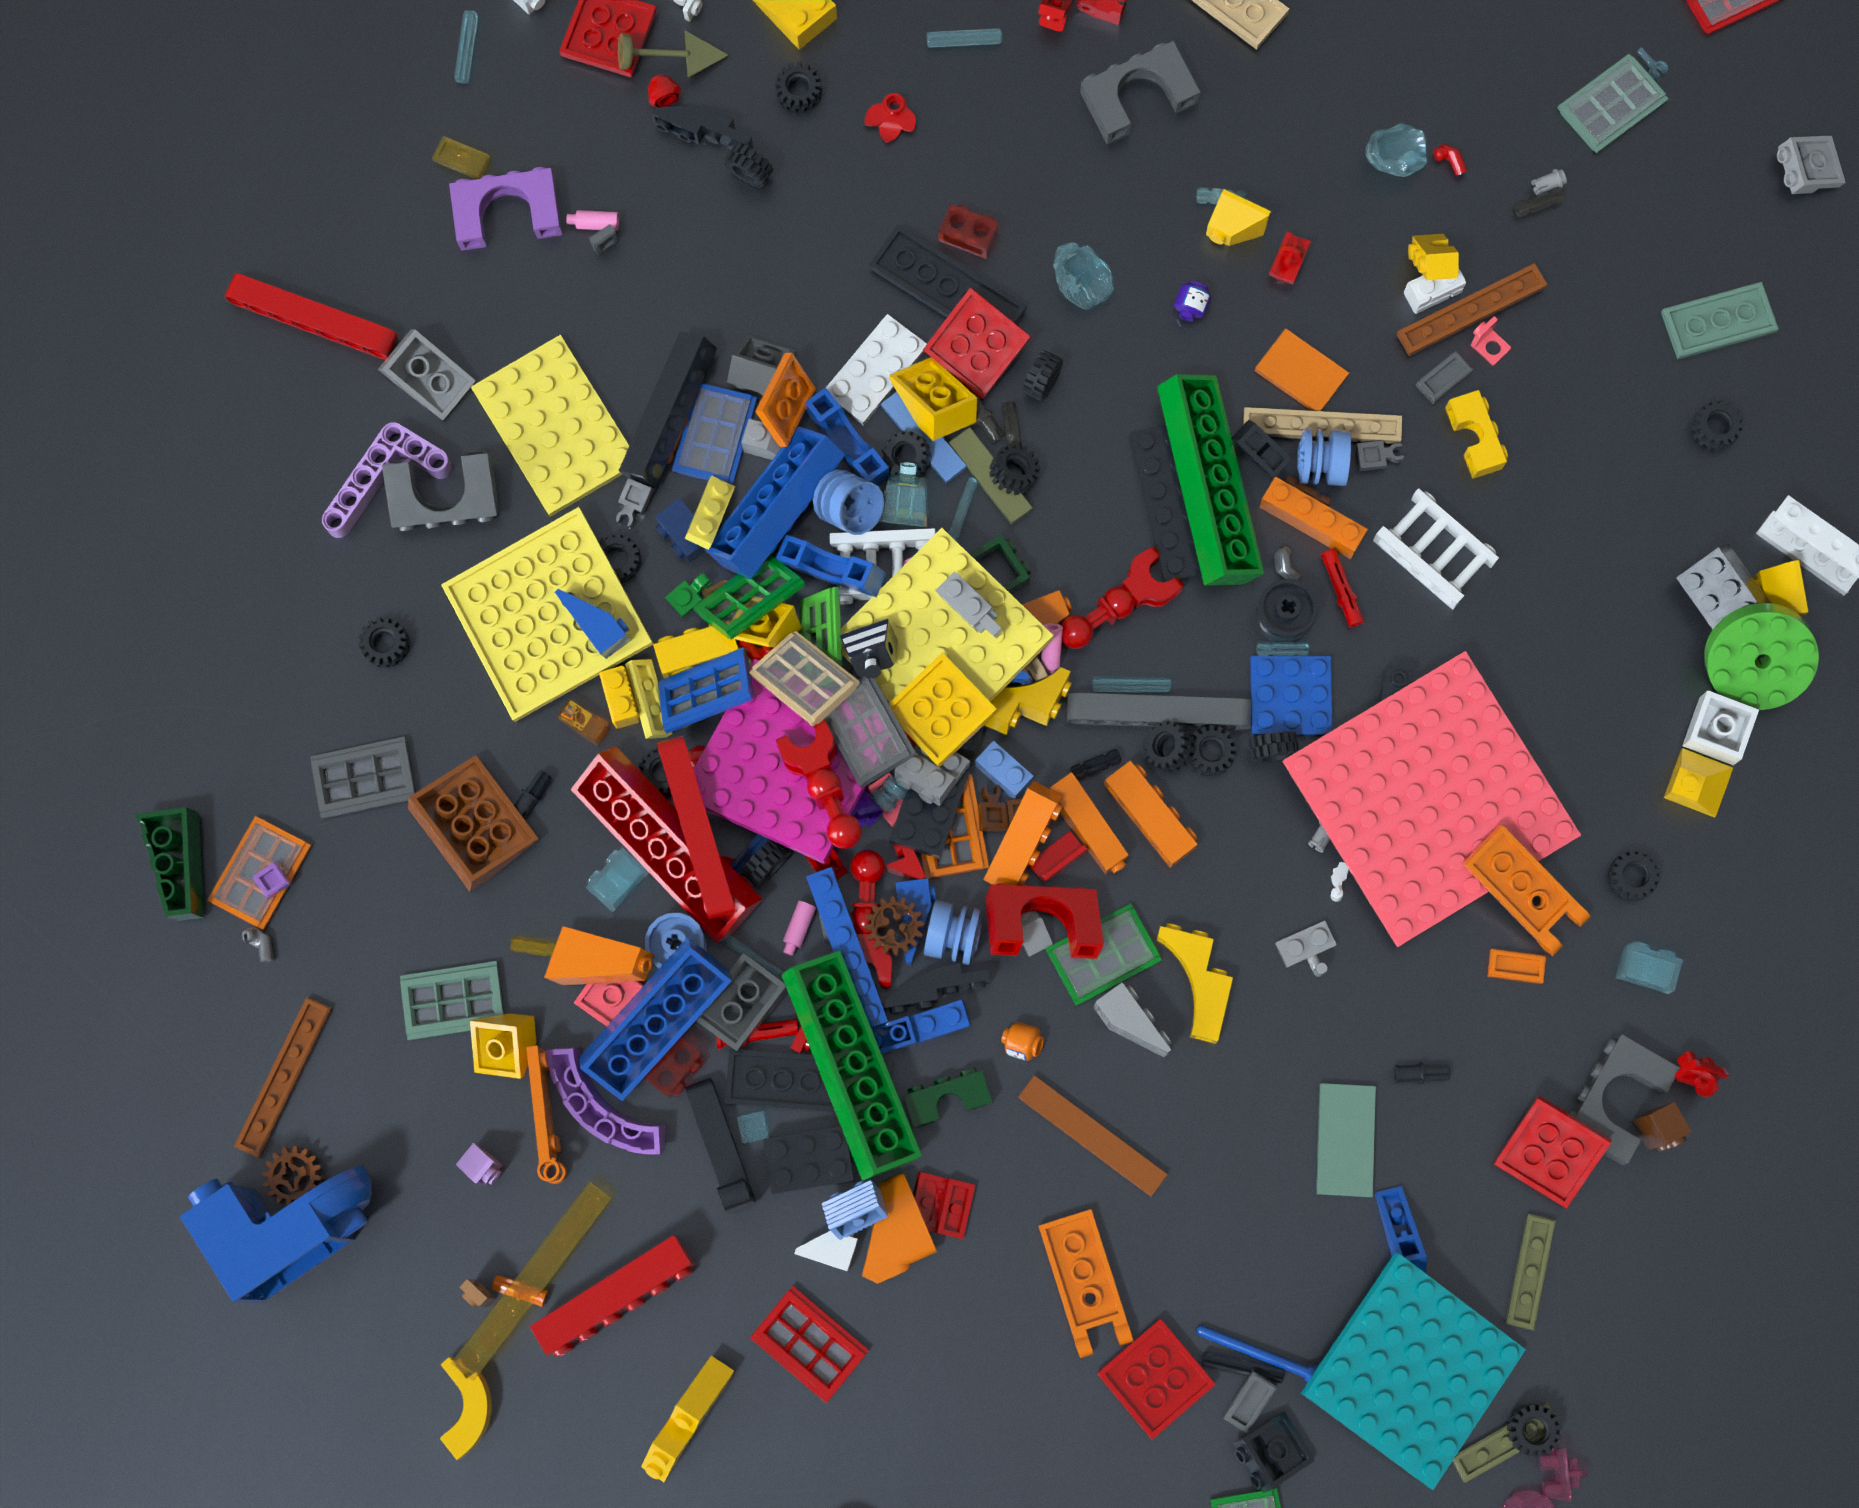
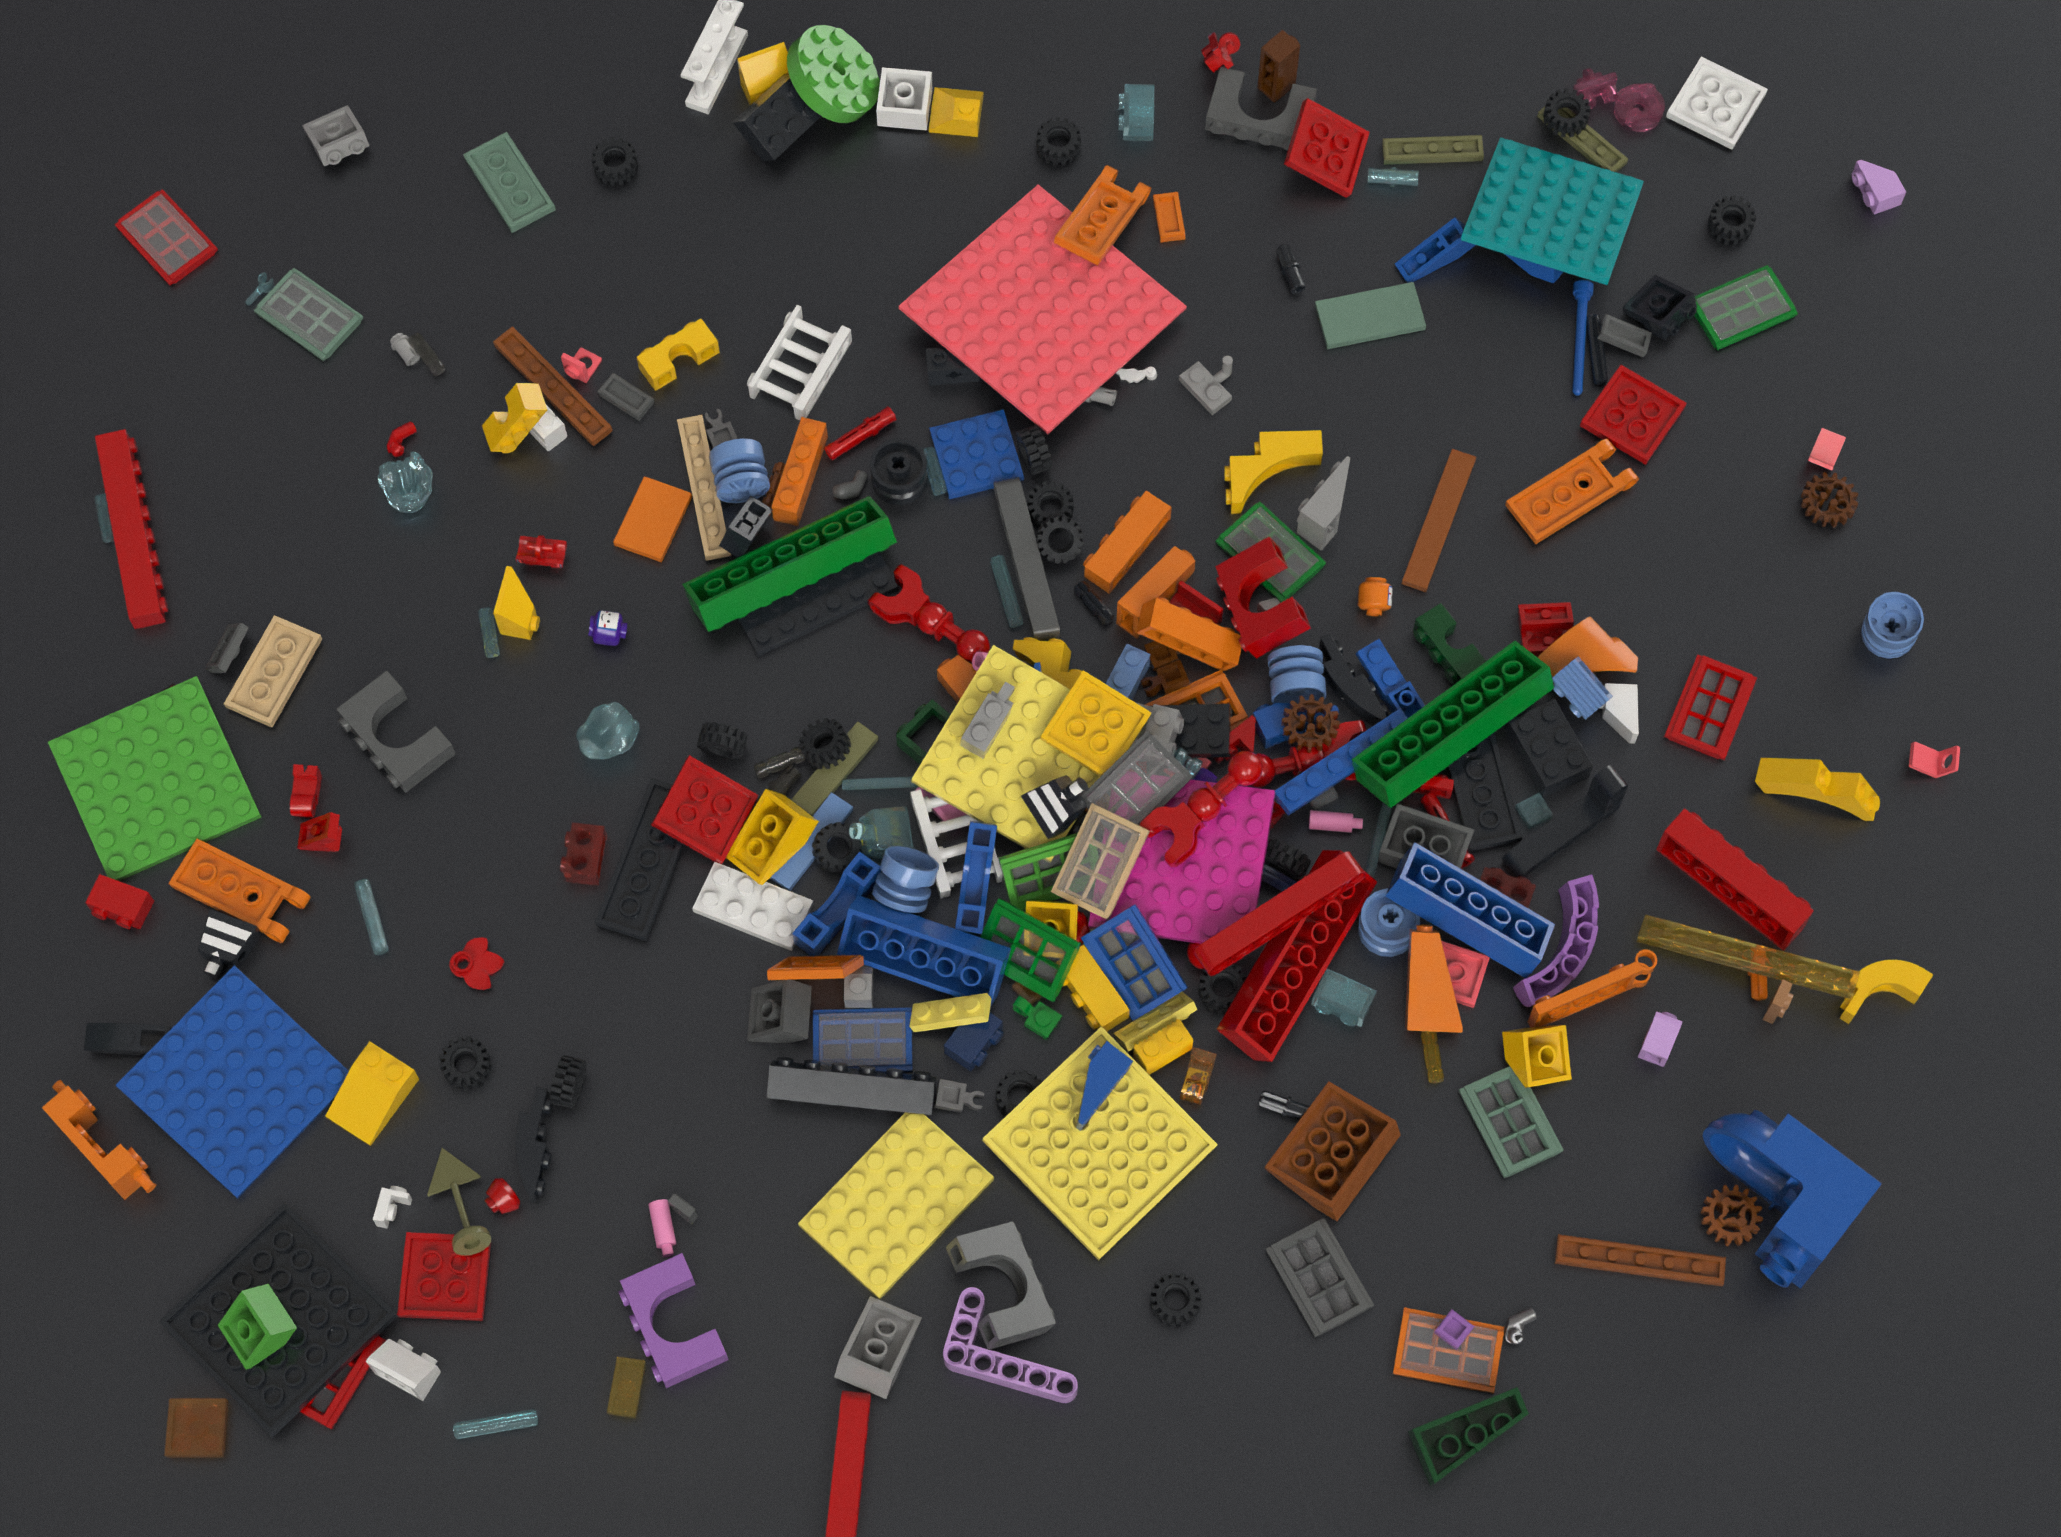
camera: 110 degrees left, 10 degrees down
(1505, 1216) = (1393, 176): none -> clear light blue pin

